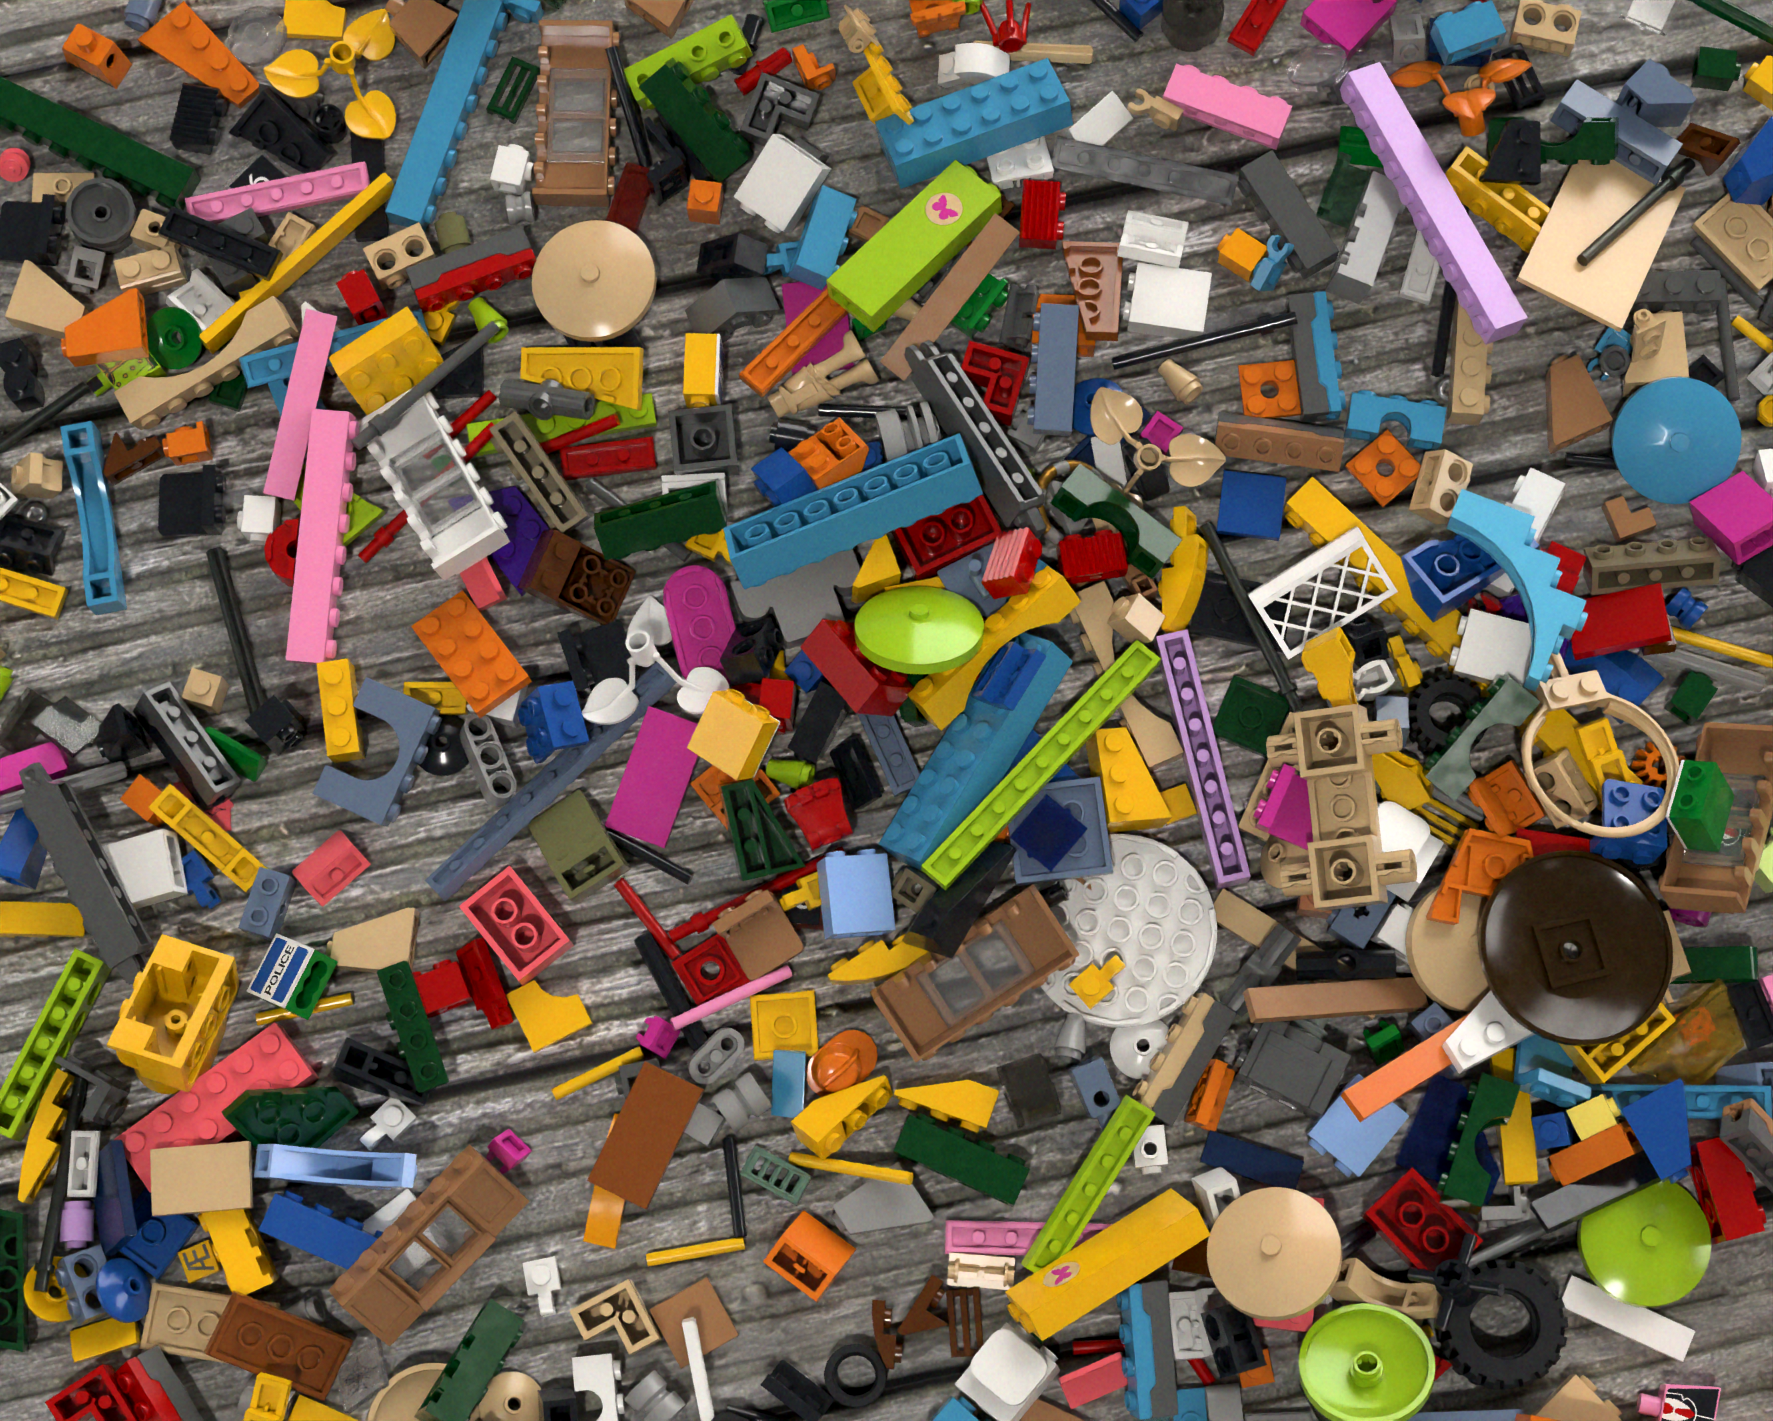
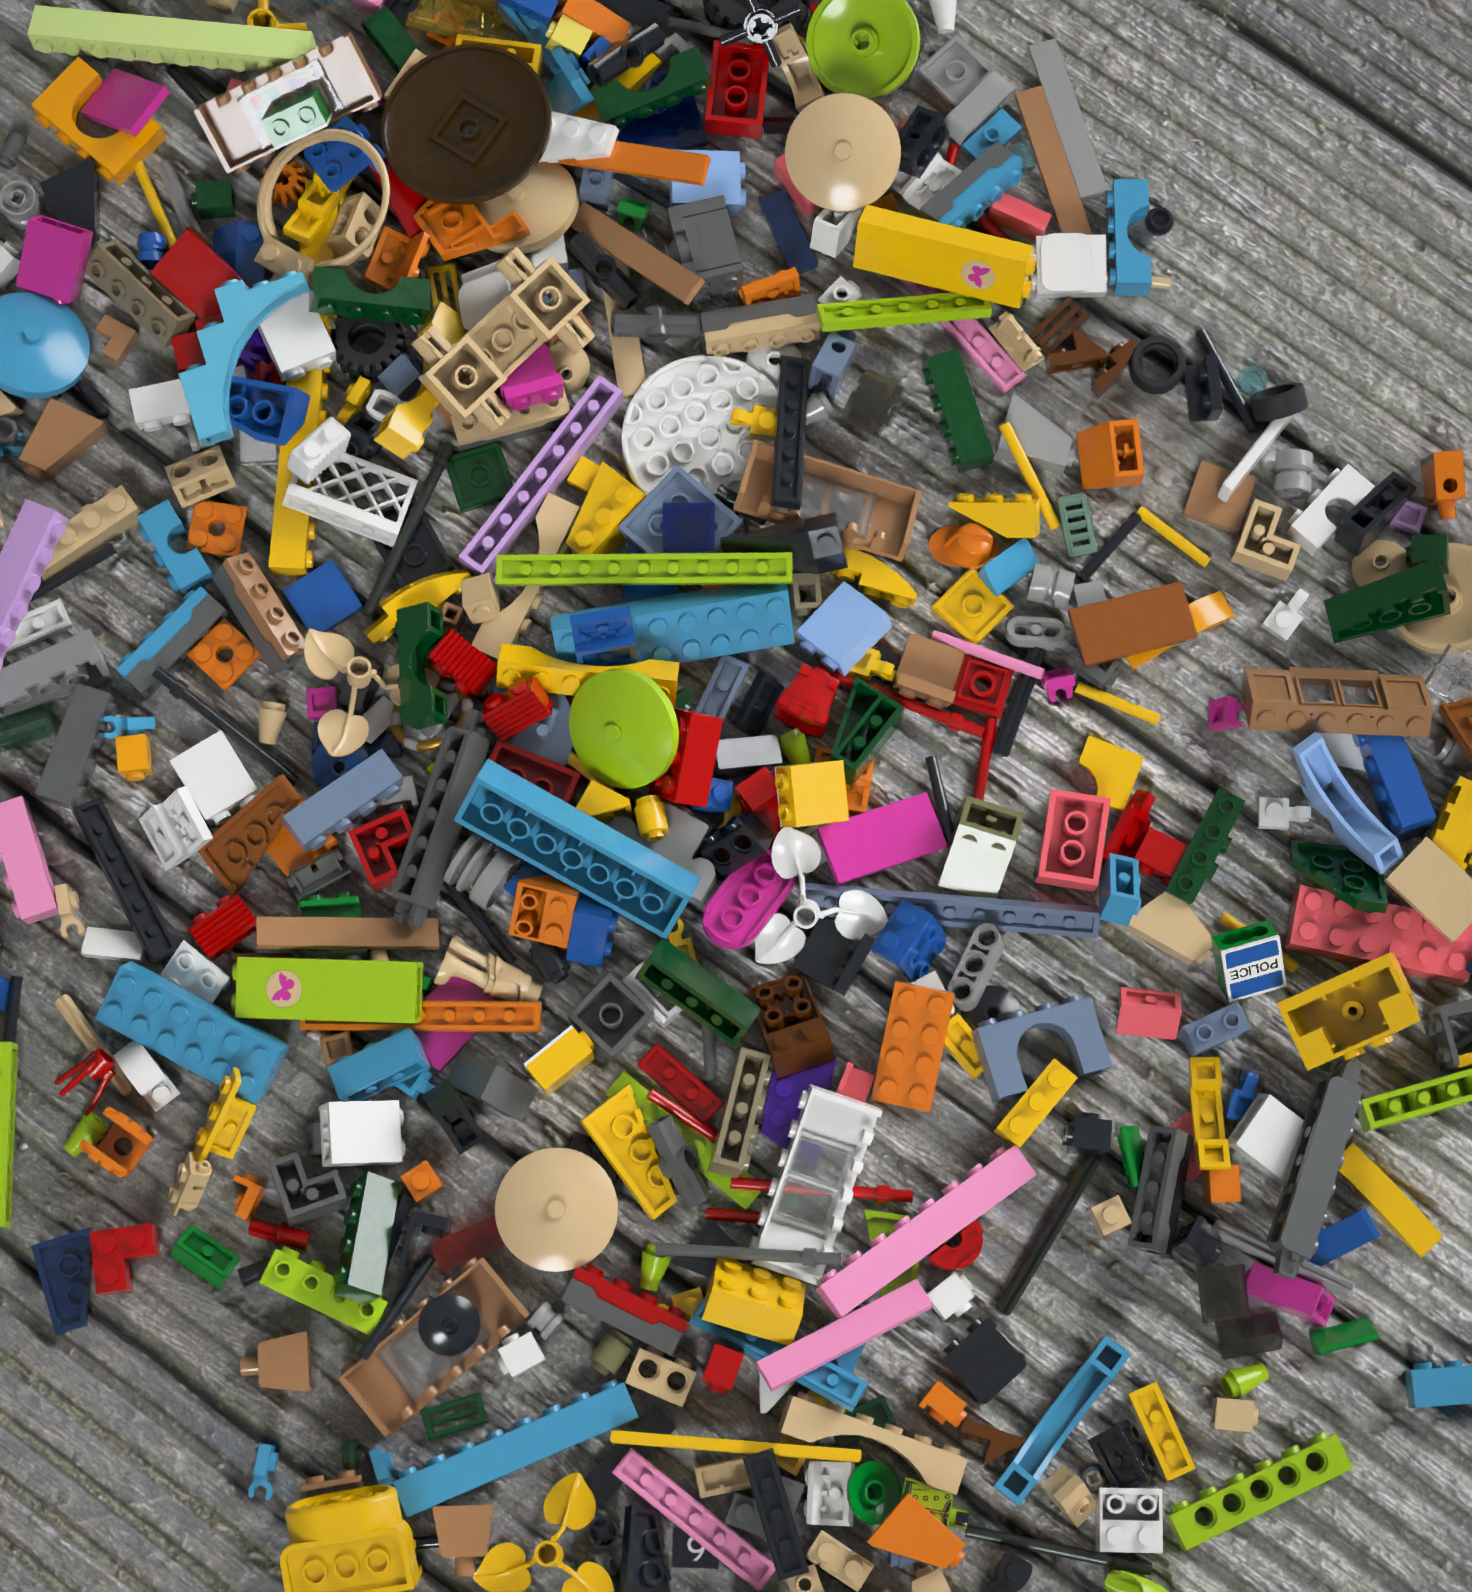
camera: 140 degrees left, 0 degrees up
(375, 1072) = (1257, 848): black slope -> none
(441, 923) = (1119, 889): none -> dark azure brick
(588, 138) = (438, 1314): none -> black dish
(829, 597) = (651, 818): none -> yellow brick
(959, 1100) = (918, 447): yellow slope -> none
(1060, 990) = (790, 433): none -> black tile
(1375, 585) = (318, 450): none -> white brick
(1531, 1164) = (616, 61): none -> black piece

